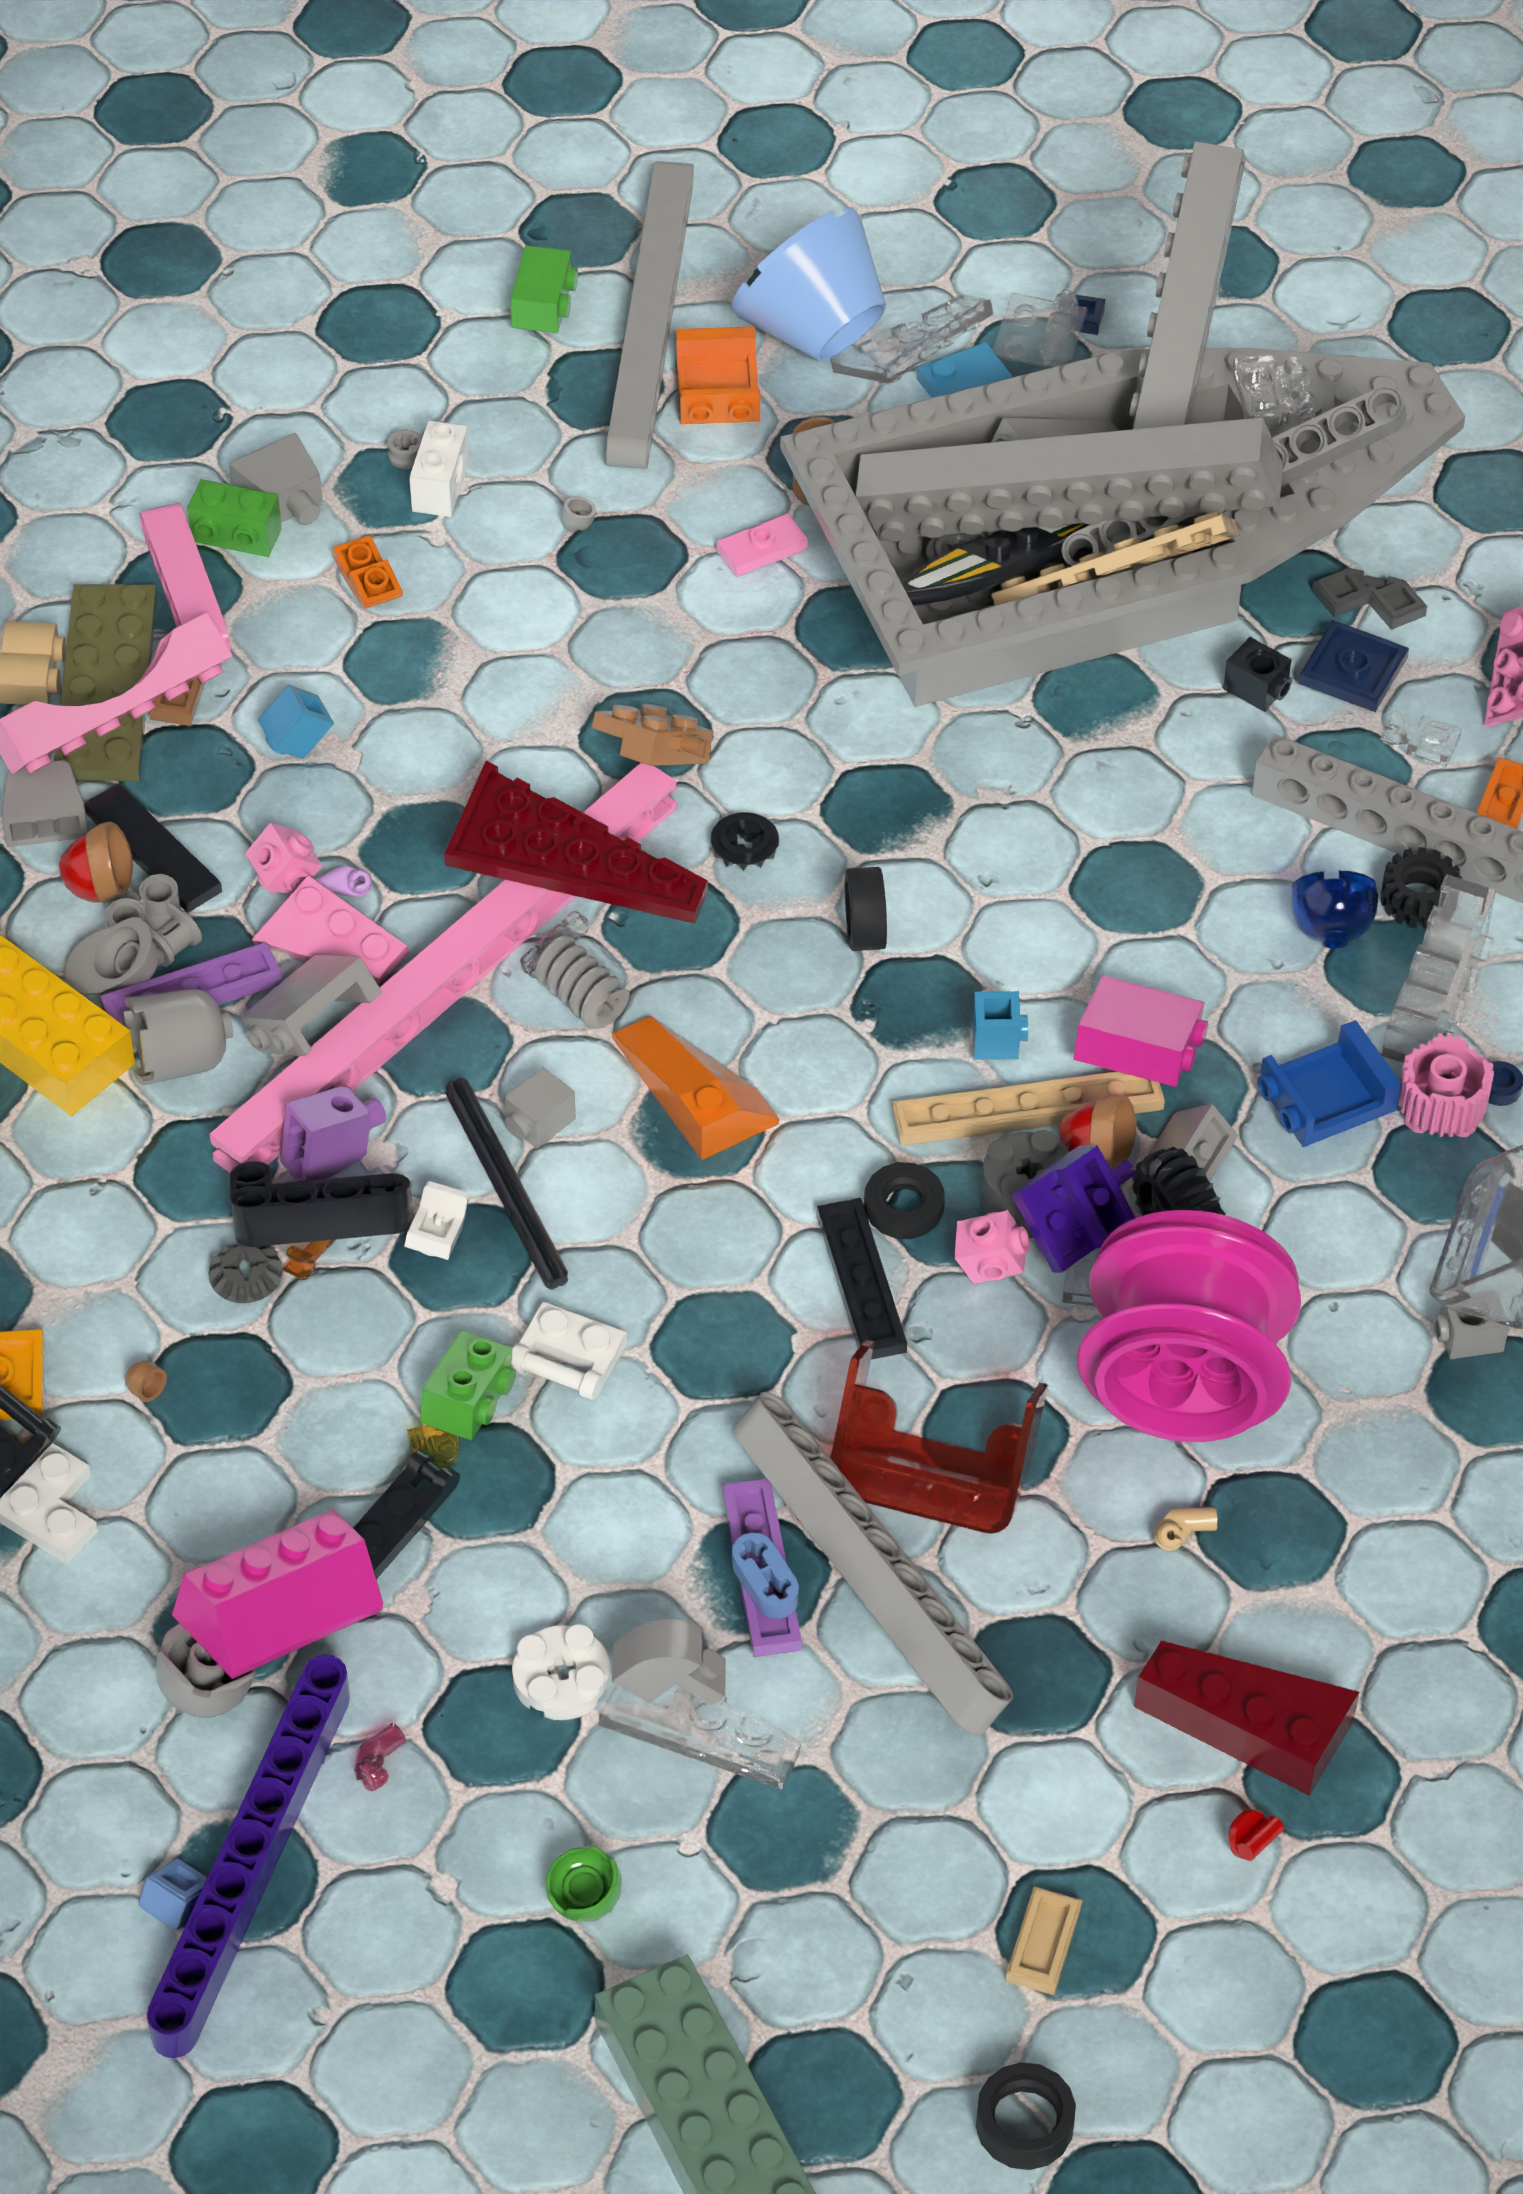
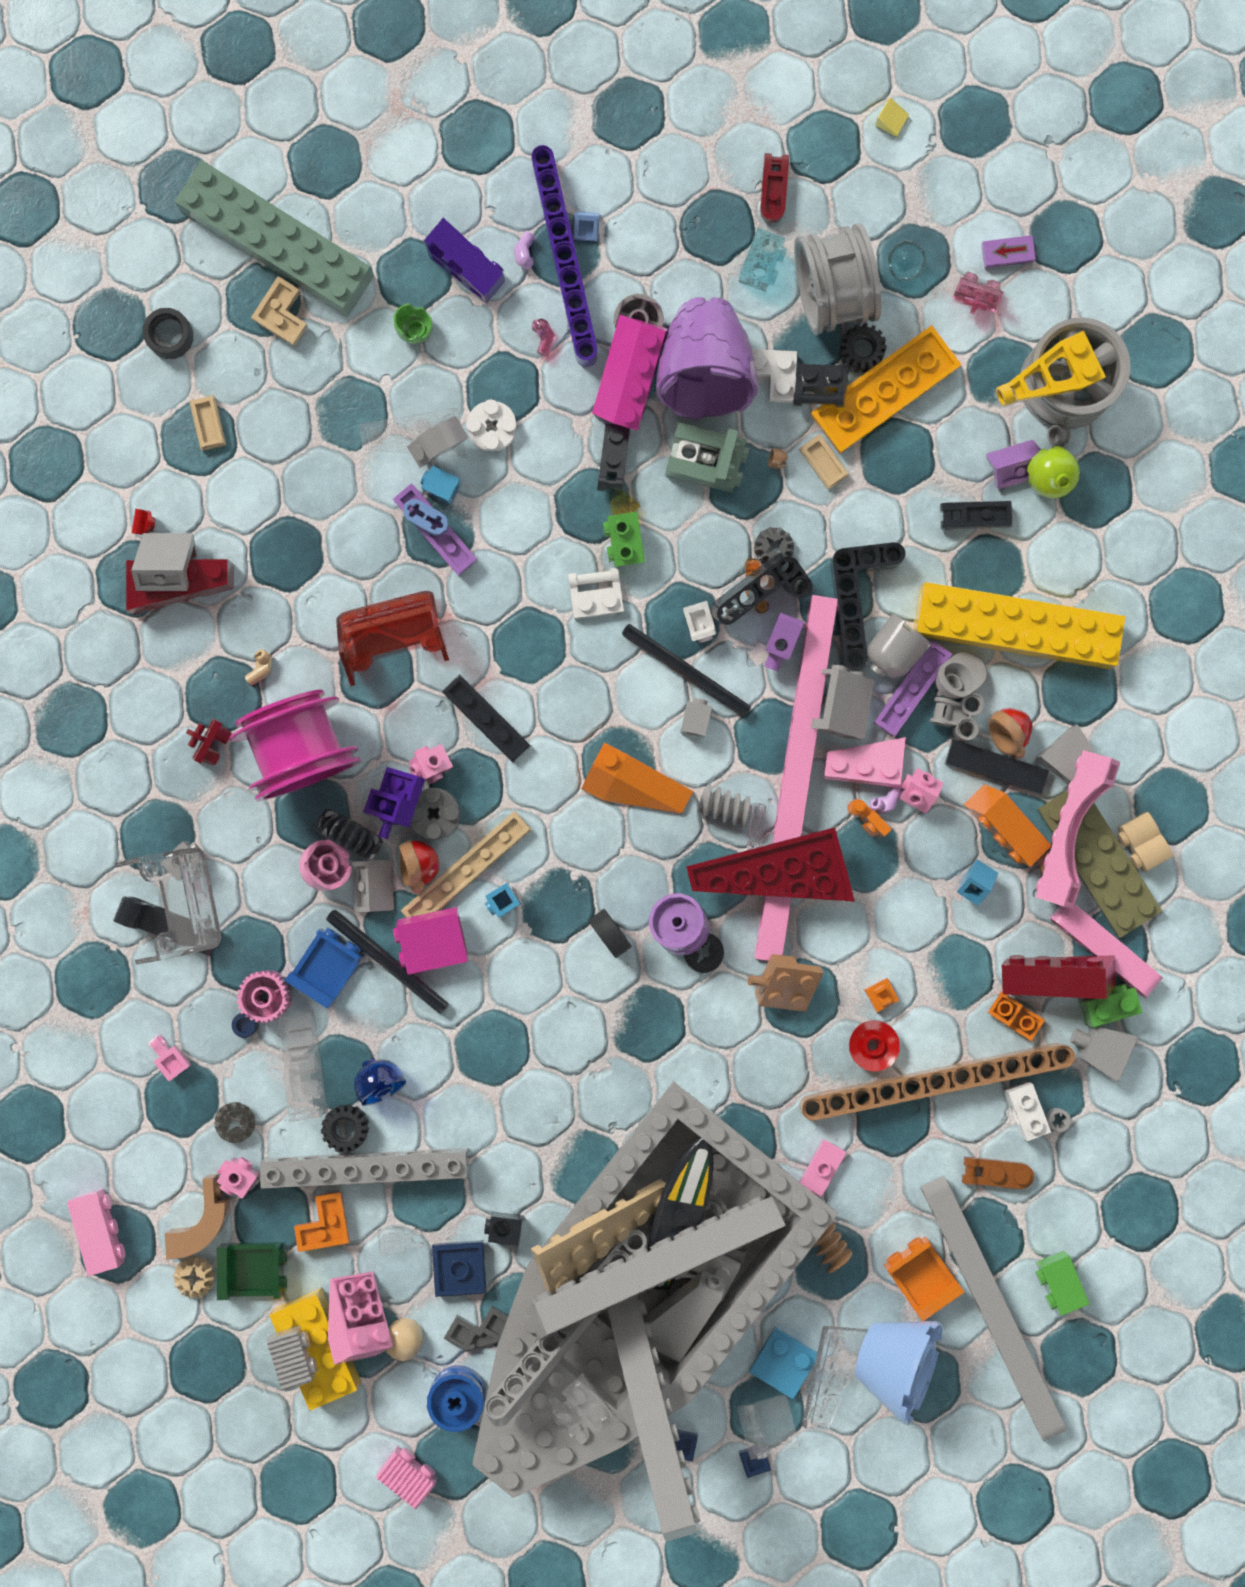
camera: 150 degrees right, 35 degrees up
(76, 1343) = (823, 462): none -> tan tile
(140, 1521) = (706, 362): none -> medium lavender piece
(164, 1181) = (852, 598): none -> black beam
(200, 769) = (1007, 825): none -> orange wedge
(243, 1418) = (730, 451): none -> sand green brick
(273, 562) = (1059, 976): none -> dark red wedge
(315, 1908) = (521, 250): none -> lavender arm
(386, 856) = (873, 823): none -> orange plate
(425, 1932) = (464, 261): none -> dark purple wedge
(531, 679) = (881, 994): none -> orange tile
(532, 435) = (997, 1173): none -> dark orange plate
(536, 553) = (948, 1084): none -> medium nougat beam
(584, 516) = (929, 1130): light grey hinge -> none
(587, 626) = (886, 1050): none -> red dish
(713, 1611) = (440, 485): none -> dark azure brick
(756, 869) = (674, 910): none -> medium lavender wheel
(813, 2043) = (274, 313): none -> tan plate
(873, 1564) = (385, 556): light grey beam -> none
(904, 1224) = (477, 768): black tyre -> none
(1230, 1057) = (387, 961): none -> black axle
(1246, 1730) = (163, 561): none -> light grey panel
(1252, 1188) = (325, 865): none -> bright pink cylinder
(1334, 1463) = (214, 731): none -> dark red hips
(1448, 531) = (451, 1413): none -> blue wheel
(1479, 630) = (406, 1339): none -> tan hair

